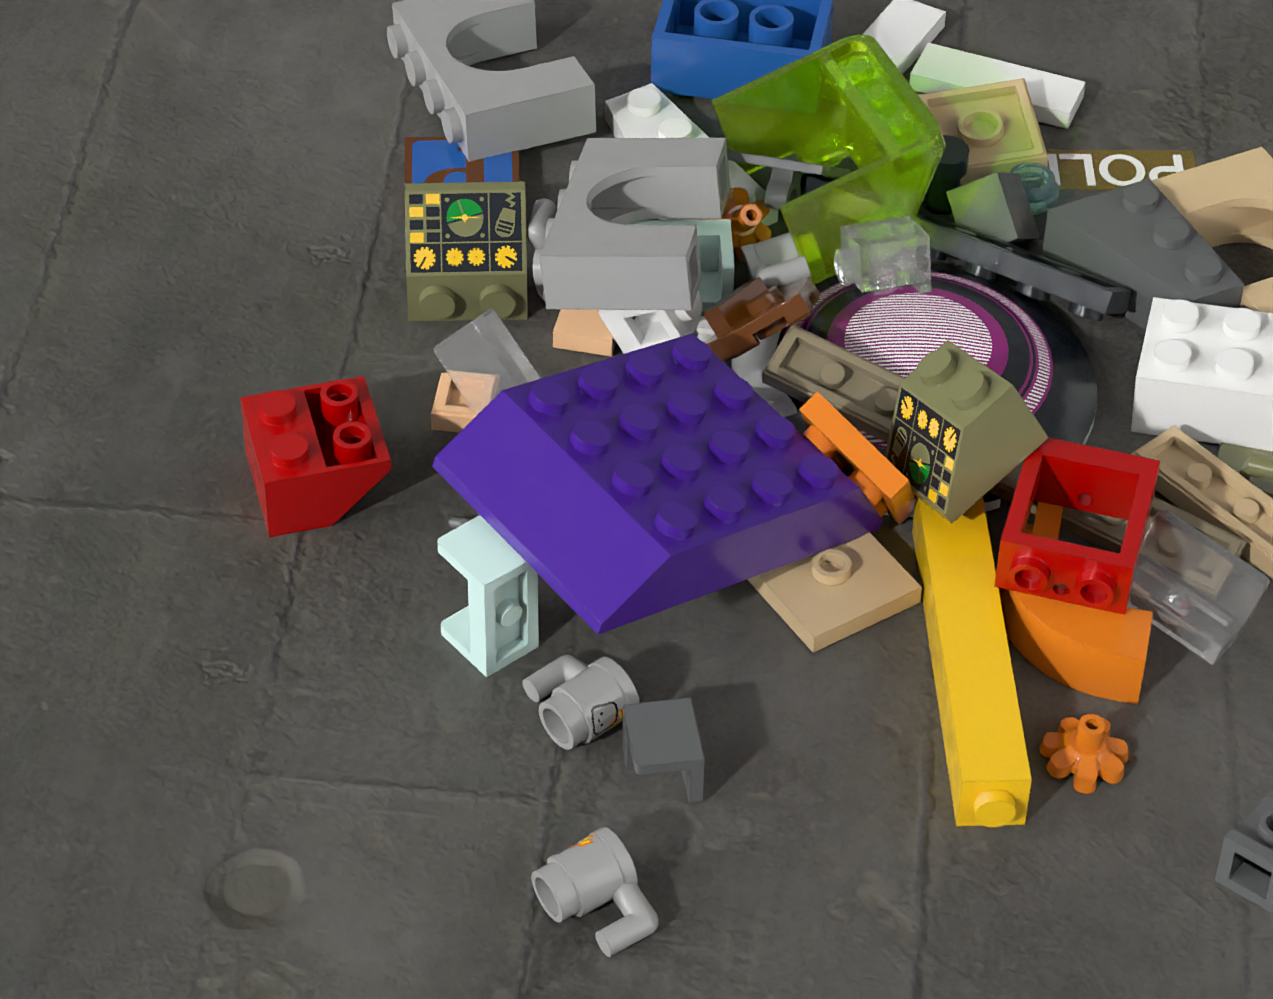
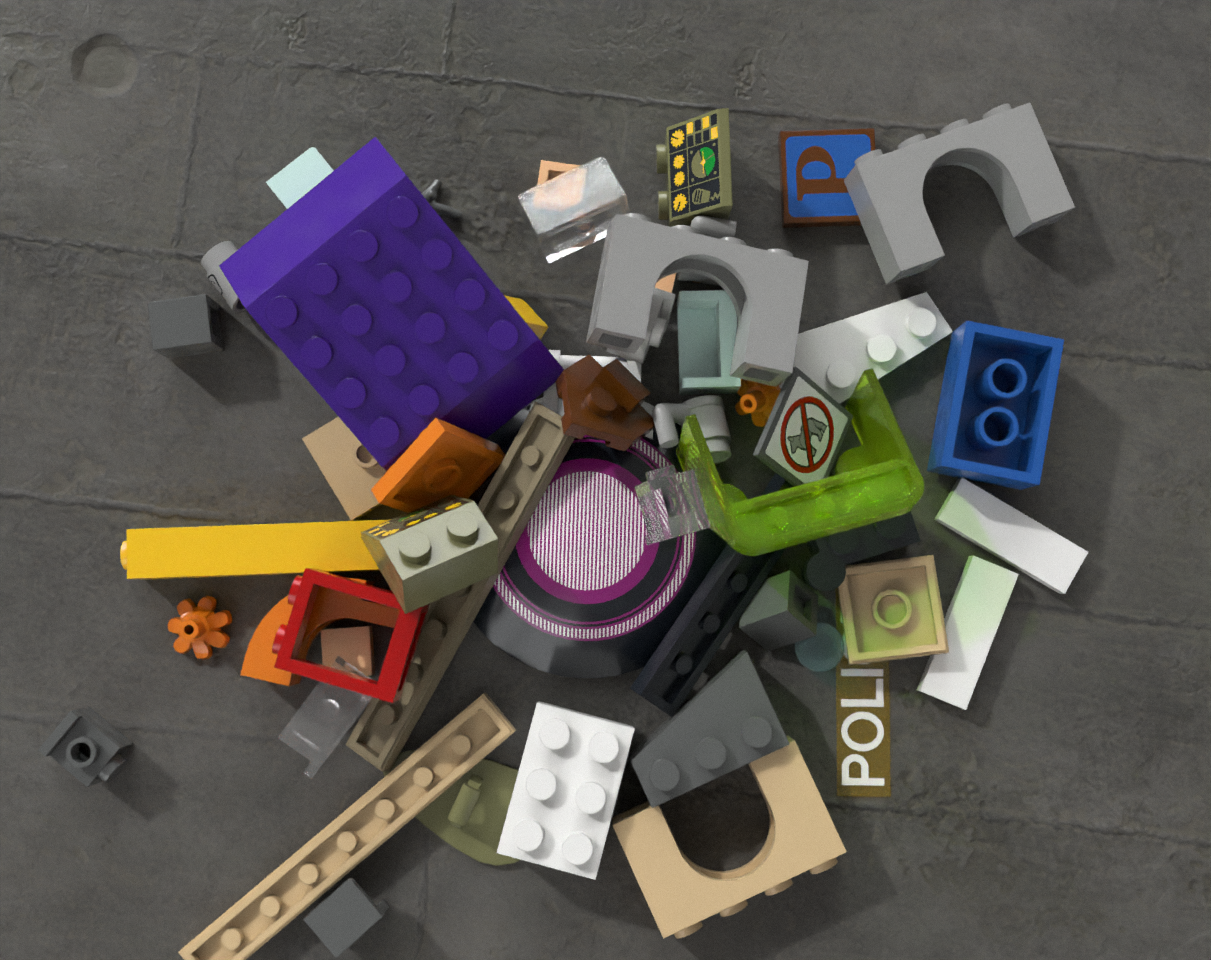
camera: 90 degrees right, 40 degrees up
(313, 452) = (480, 66): red slope -> none
(590, 876) = (81, 277): light grey piece -> none

